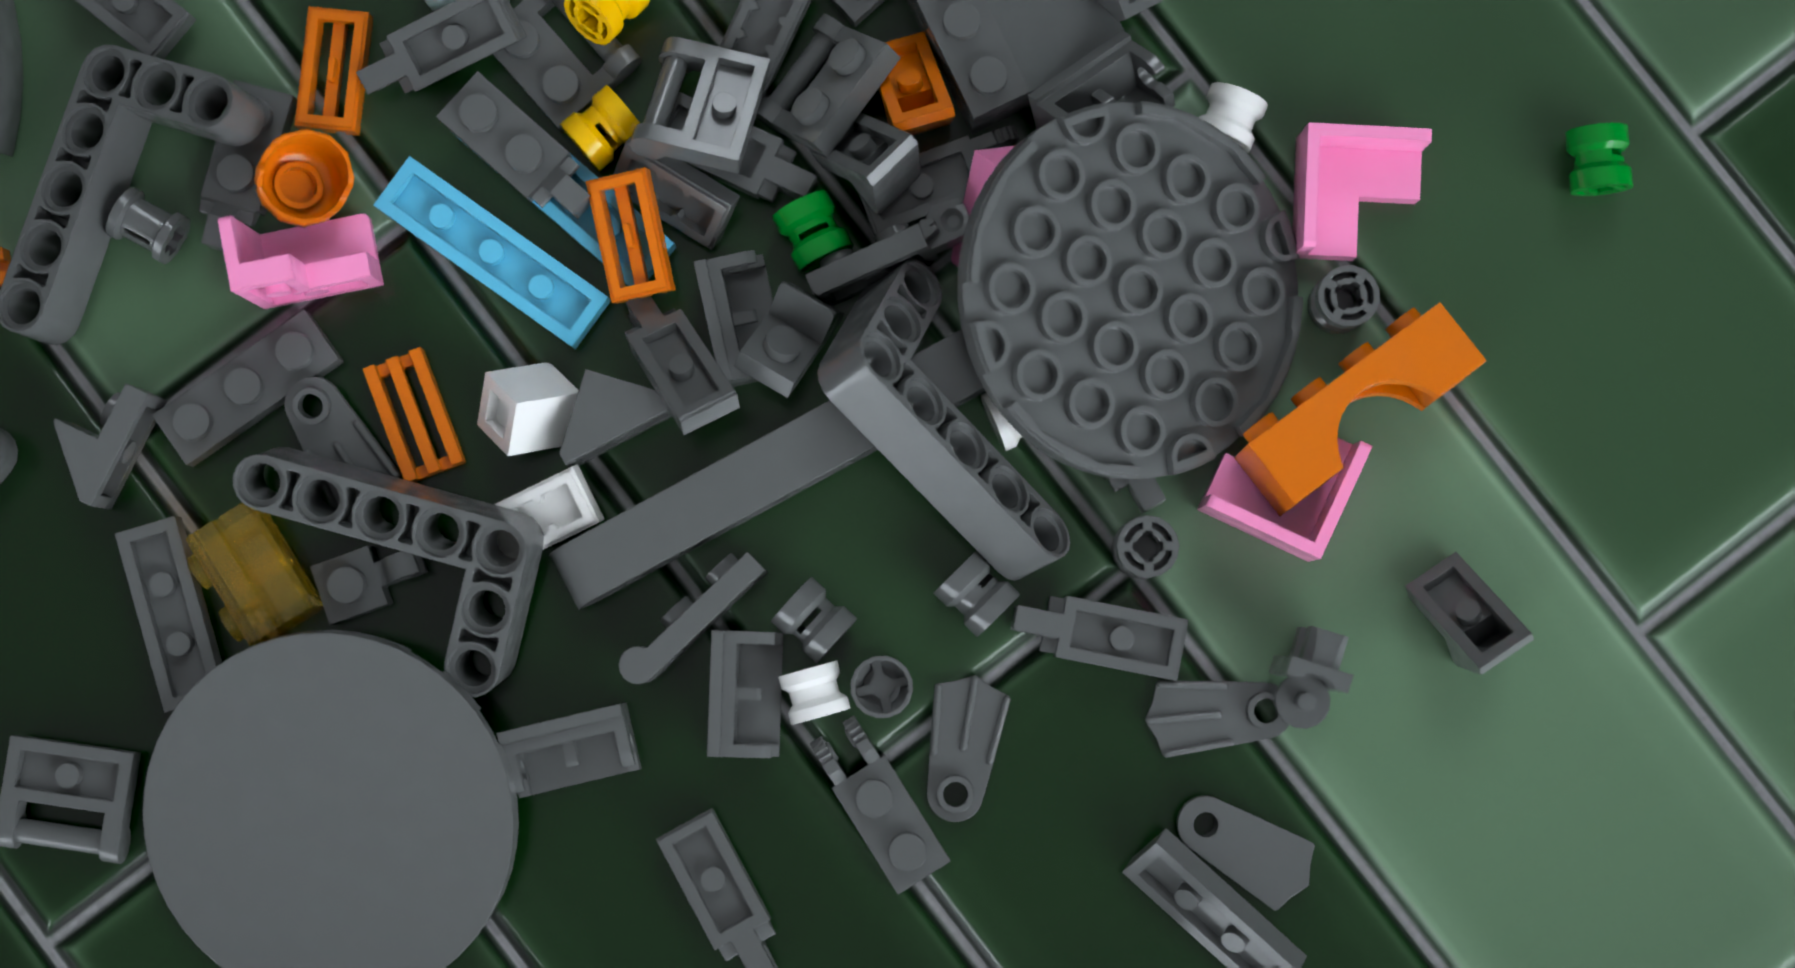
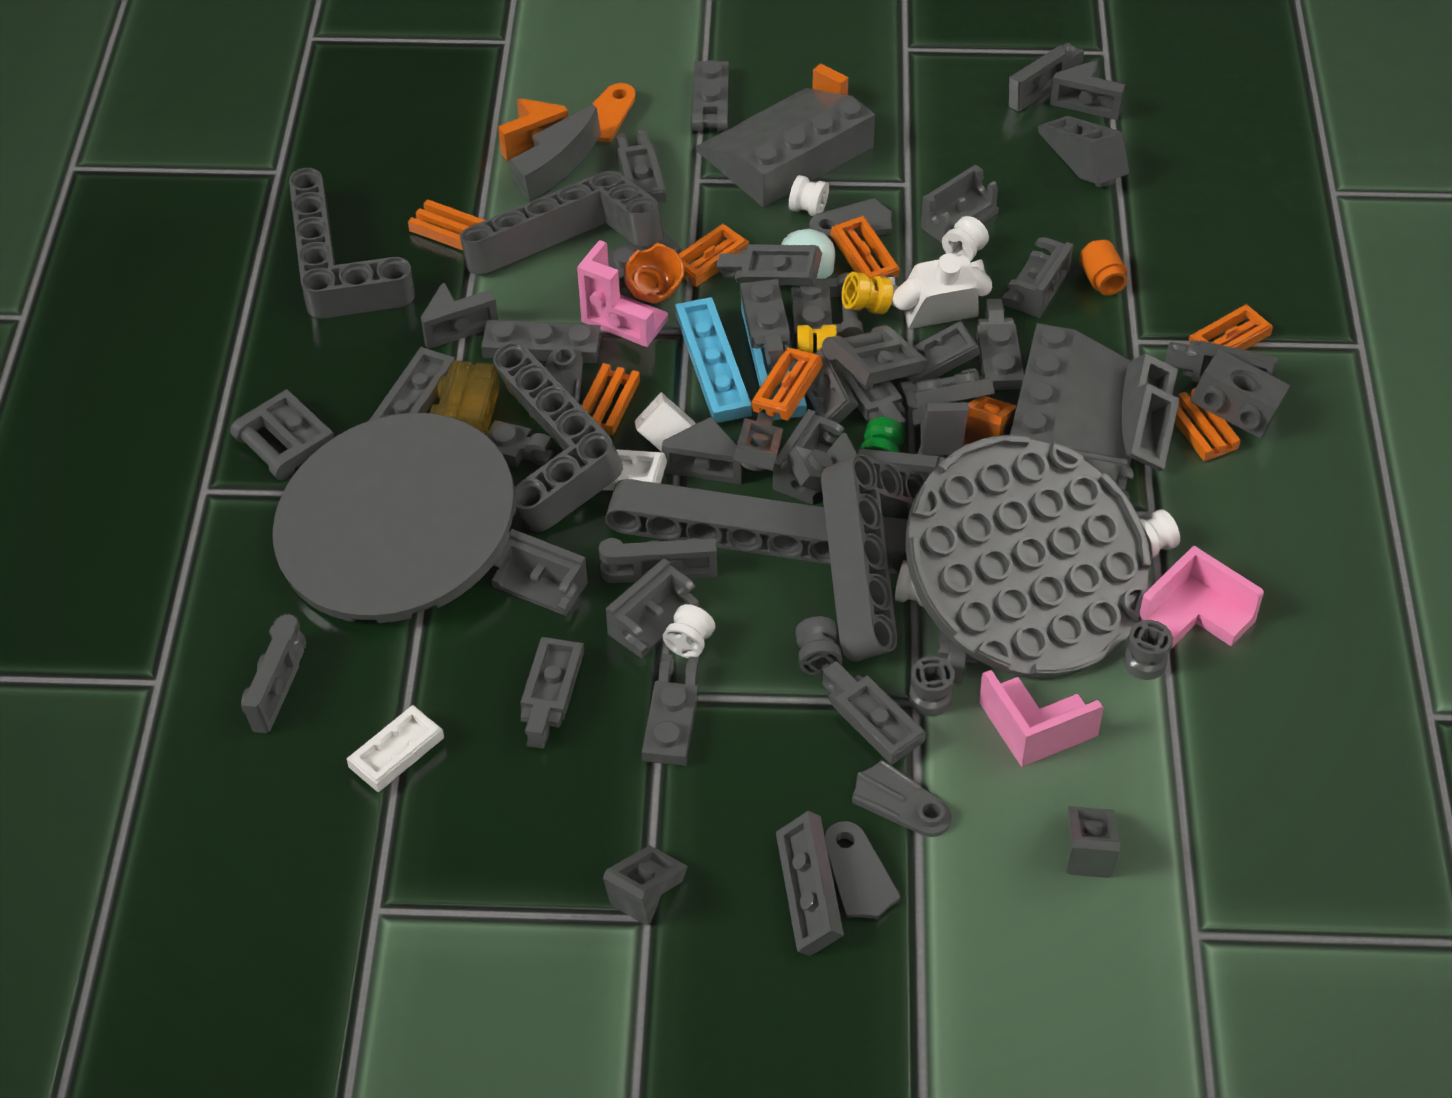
camera: 40 degrees right, 35 degrees down
(147, 225) = (563, 252): dark grey bush -> none
(824, 629) = (720, 599): dark grey wheel -> none
(880, 693) = (727, 652): dark grey wheel -> none
(963, 742) = (745, 718): dark grey piece -> none
(1311, 674) = (973, 792): dark grey hips -> none
(1415, 365) = (1163, 698): orange arch -> none
(1599, 159) = (1357, 682): green wheel -> none

